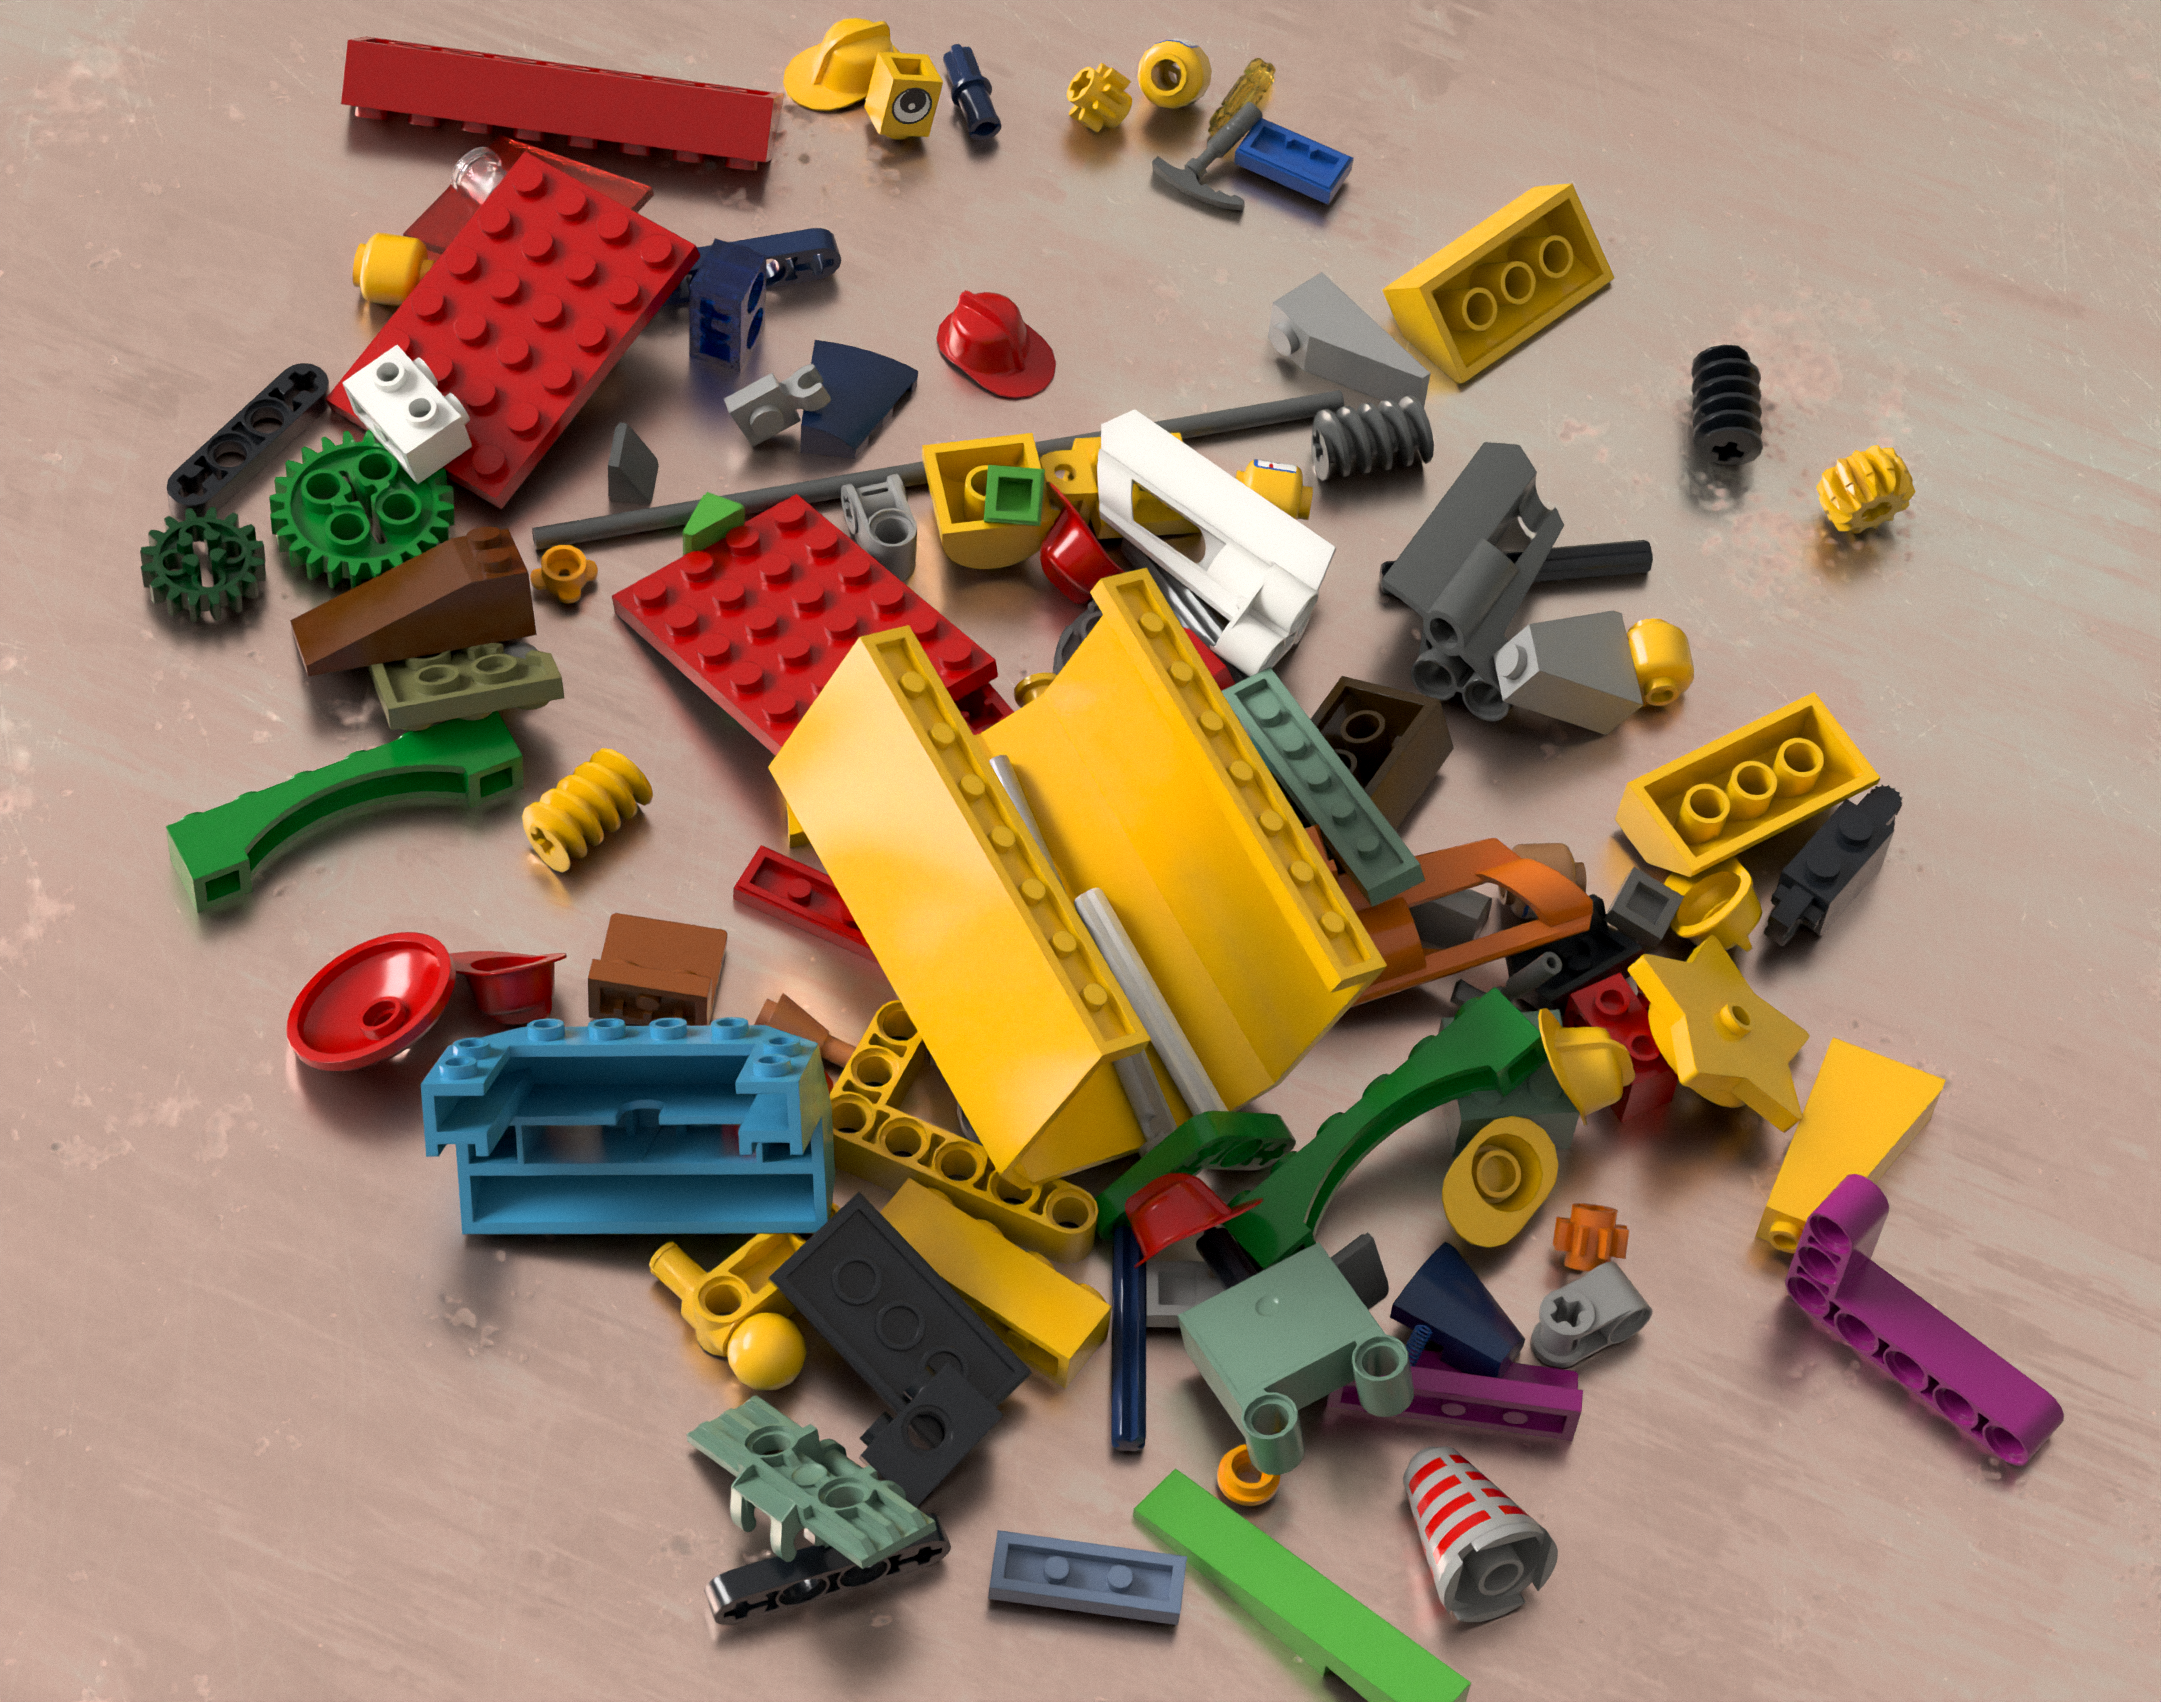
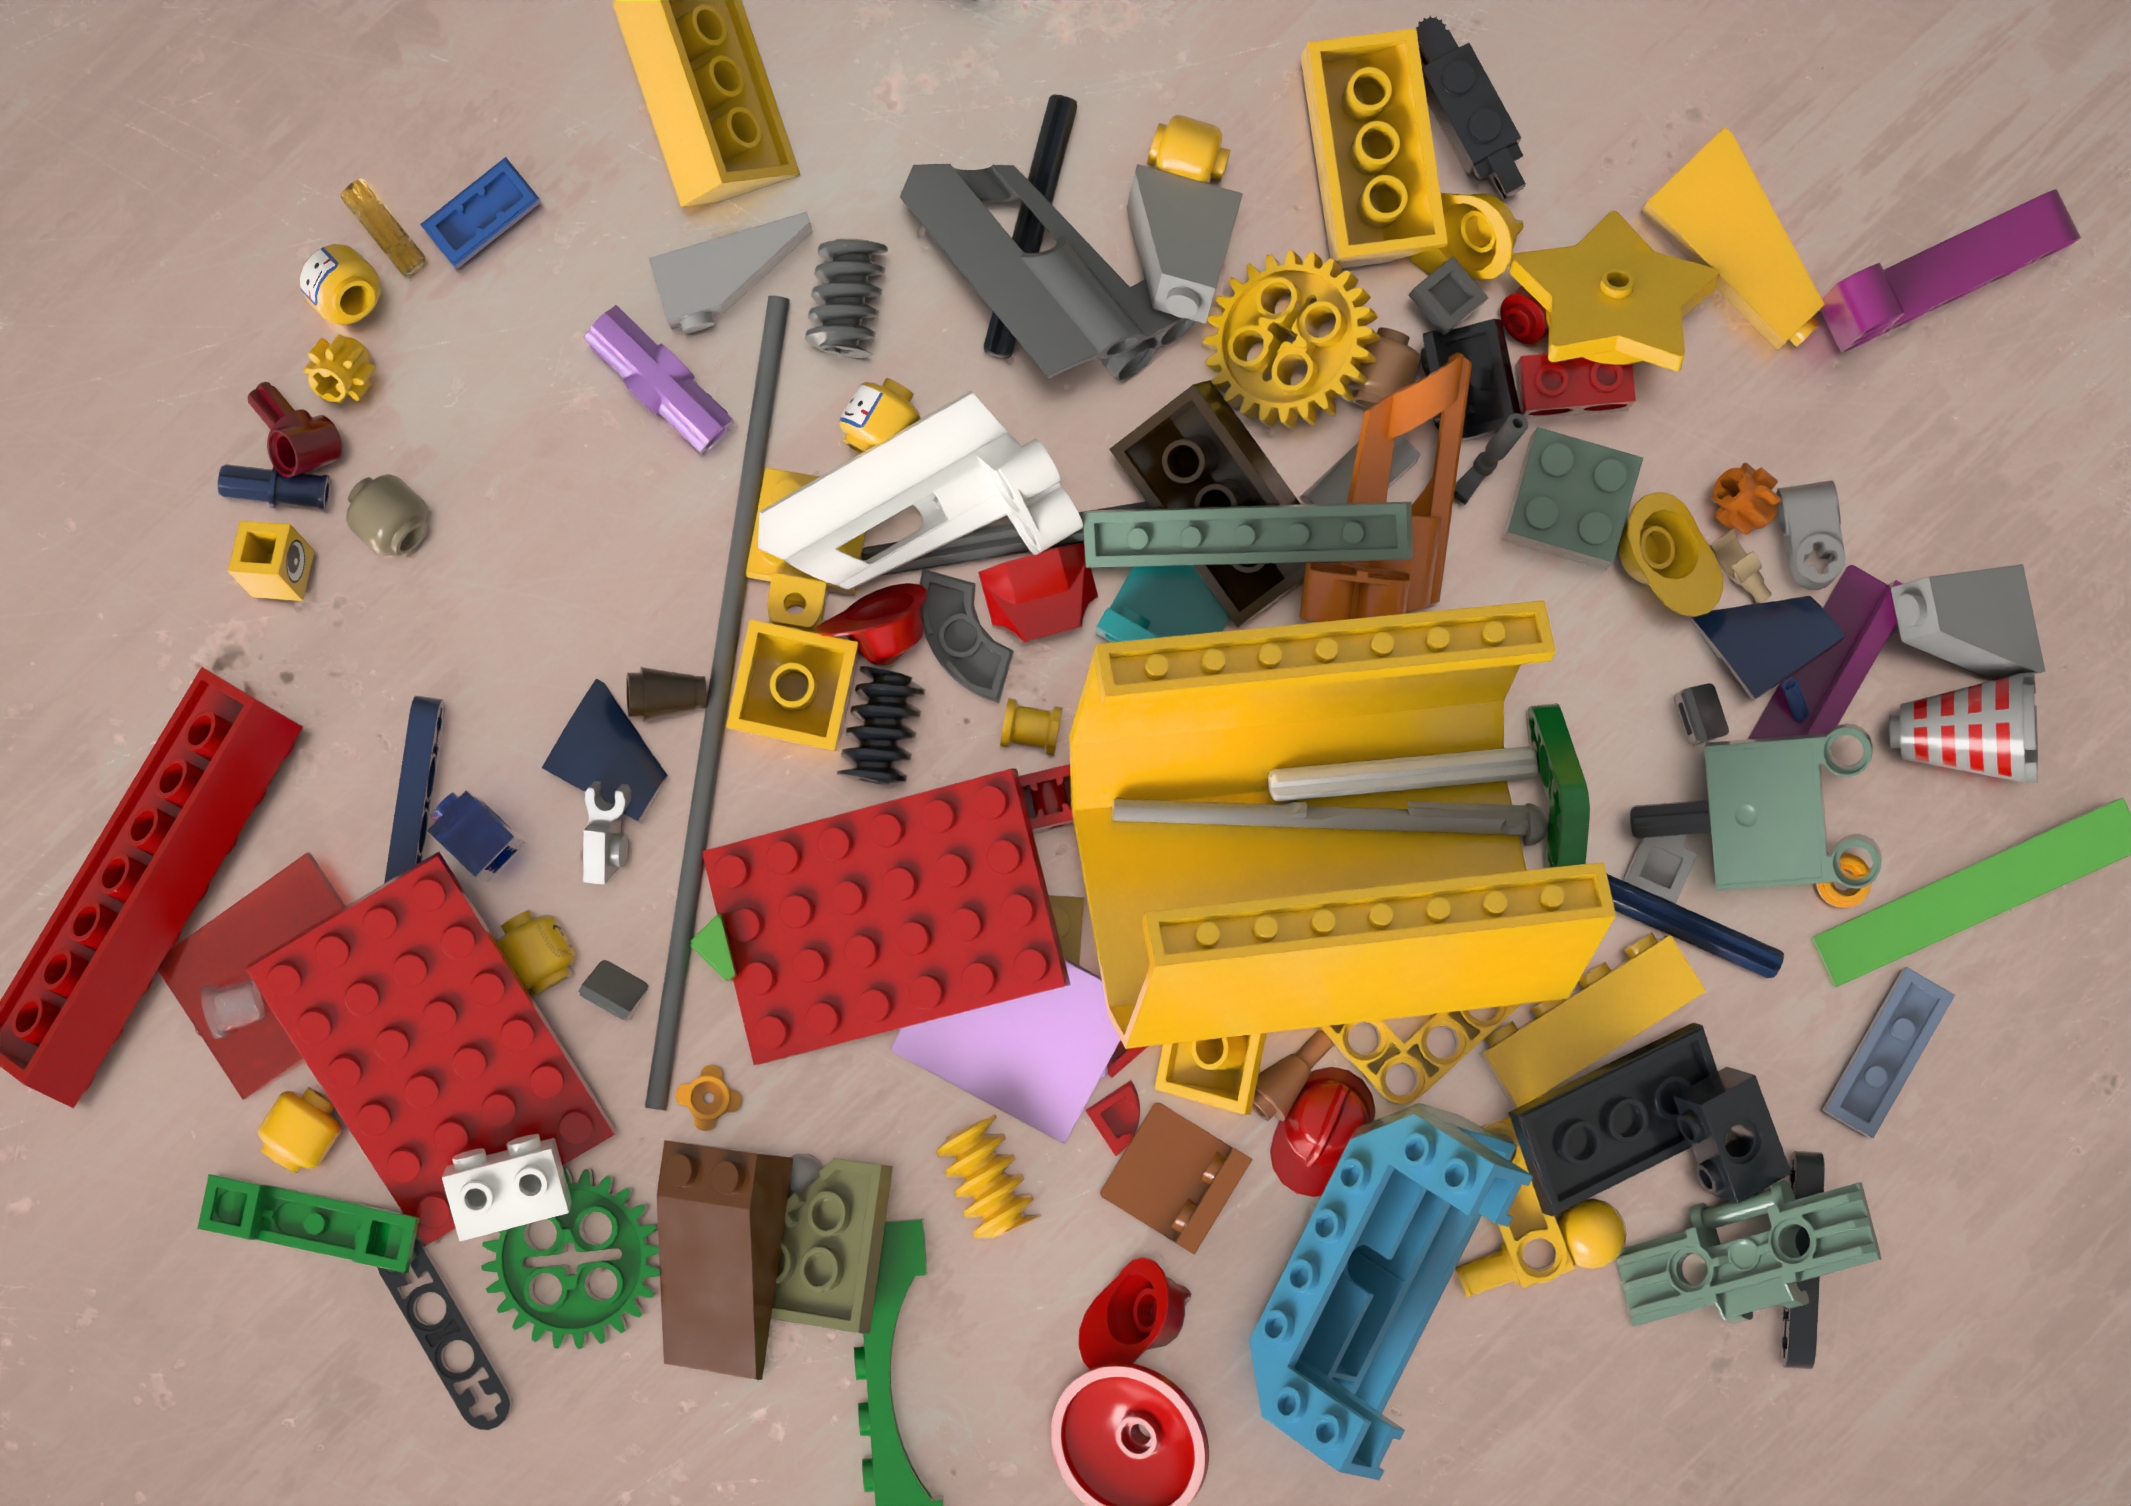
camera: 65 degrees left, 30 degrees up
(176, 551) = (560, 1400): dark green gear -> none
(308, 298) = (308, 1222): none -> green slope
(640, 394) = (537, 950): none -> yellow head
(700, 906) = (1117, 1116): none -> red tile
(723, 806) = (1024, 1054): none -> lavender piece
(806, 955) = (1213, 1071): none -> yellow slope
(839, 67) = (193, 596): yellow piece -> none
(883, 524) = (765, 787): light grey piece -> none
(926, 412) = (663, 693): none -> dark brown cone
(984, 586) = (882, 727): none -> black piece
(987, 170) = (387, 515): none -> dark tan head
(996, 346) = (593, 592): red piece -> none
(1014, 495) = (821, 668): bright green slope -> none
(1024, 85) = (295, 437): none -> dark red axle
(1176, 1209) = (1633, 837): red piece -> none
(1186, 179) = (440, 280): dark grey piece -> none
(1216, 328) = (658, 379): none -> medium lavender piece
(1481, 1050) = (1578, 519): green arch -> none
(1522, 1264) = (1740, 566): none -> tan piece
(1528, 789) = (1330, 359): none -> yellow gear
(1582, 1469) = (1972, 620): none -> light grey slope
(1586, 1063) = (1617, 442): yellow piece -> none

